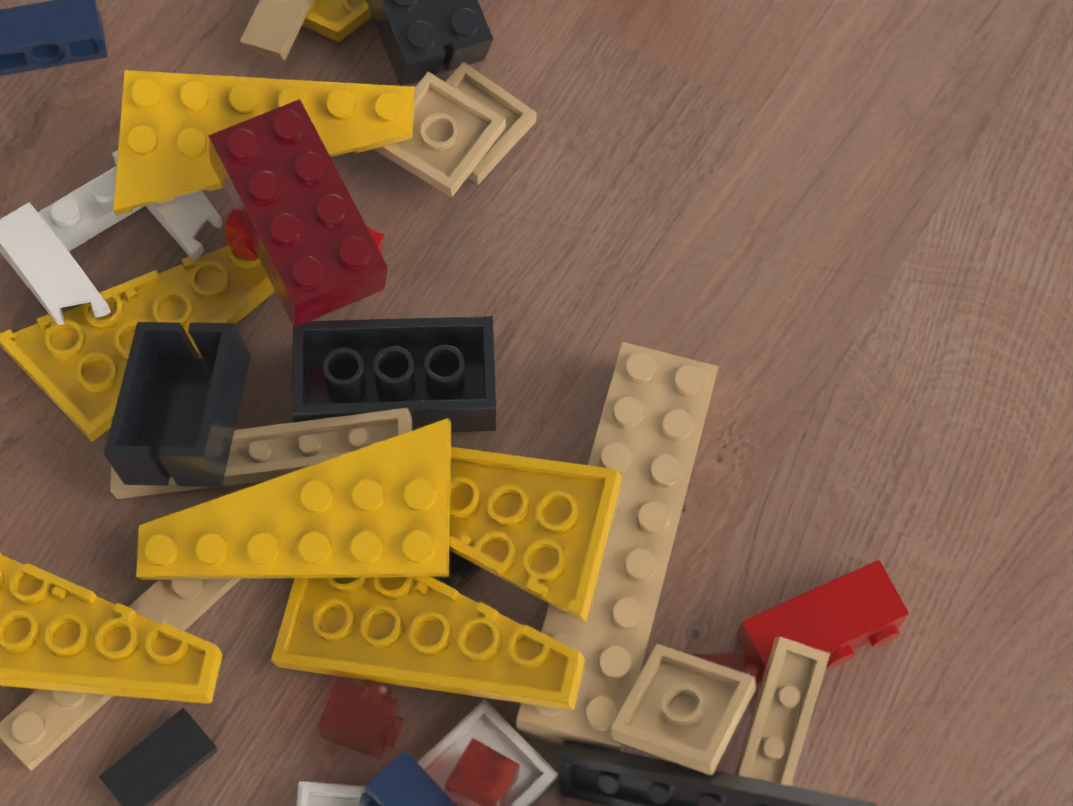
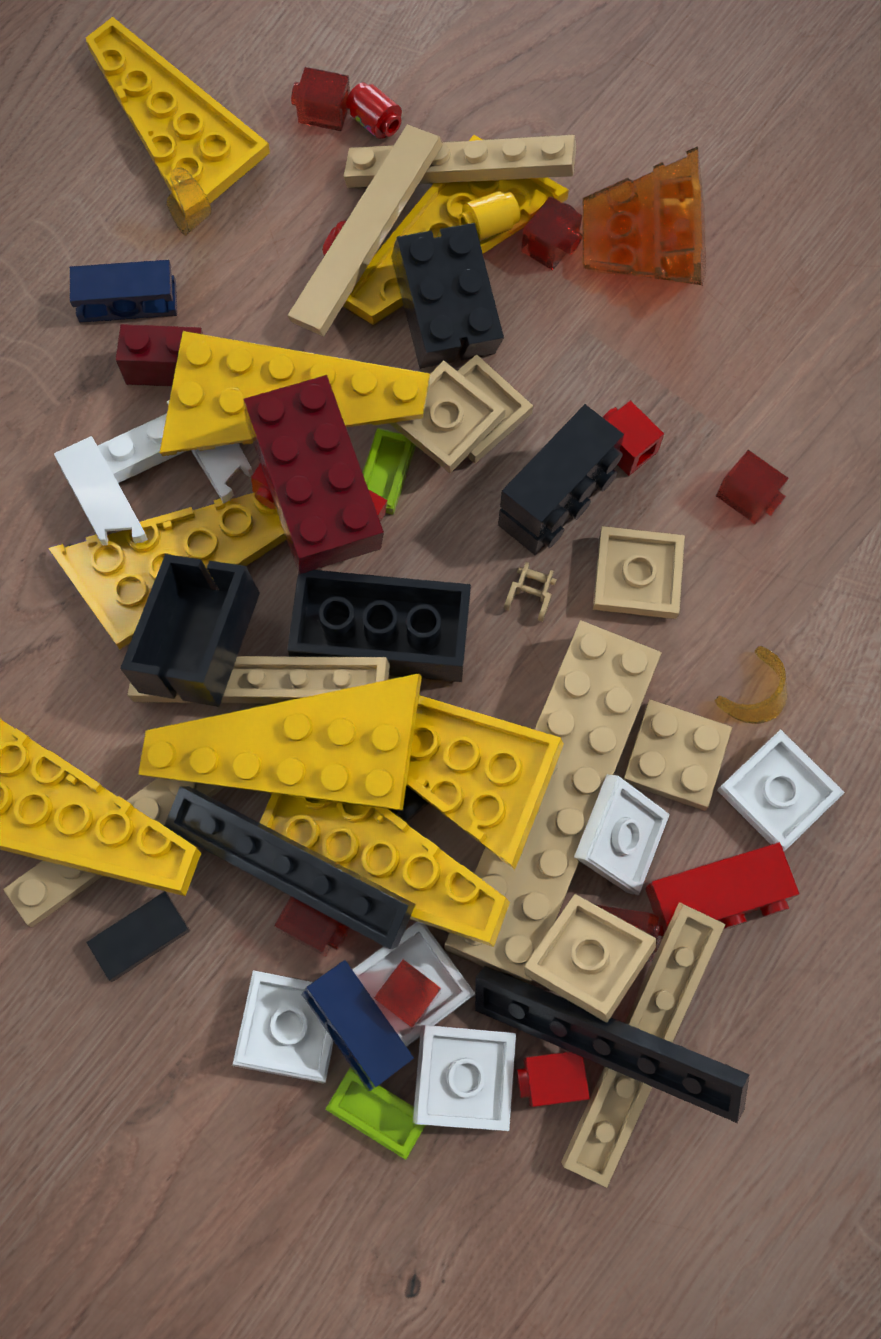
camera: 10 degrees right, 5 degrees up
(86, 102) = (149, 353): none -> dark red brick
(328, 655) = (290, 867): none -> black plate
(379, 196) = (388, 465): none -> lime tile
(545, 317) = (516, 588): none -> tan piece
(579, 191) = (560, 480): none -> black piece
(650, 135) = (640, 439): none -> red brick
(681, 284) = (639, 572): none -> tan plate
(701, 575) = (622, 834): none -> white plate
(752, 482) = (677, 755): none -> tan plate
(797, 175) = (753, 487): none -> clear red brick
(845, 418) = (764, 710): none -> clear yellow helmet
(873, 506) = (780, 791): none -> white plate

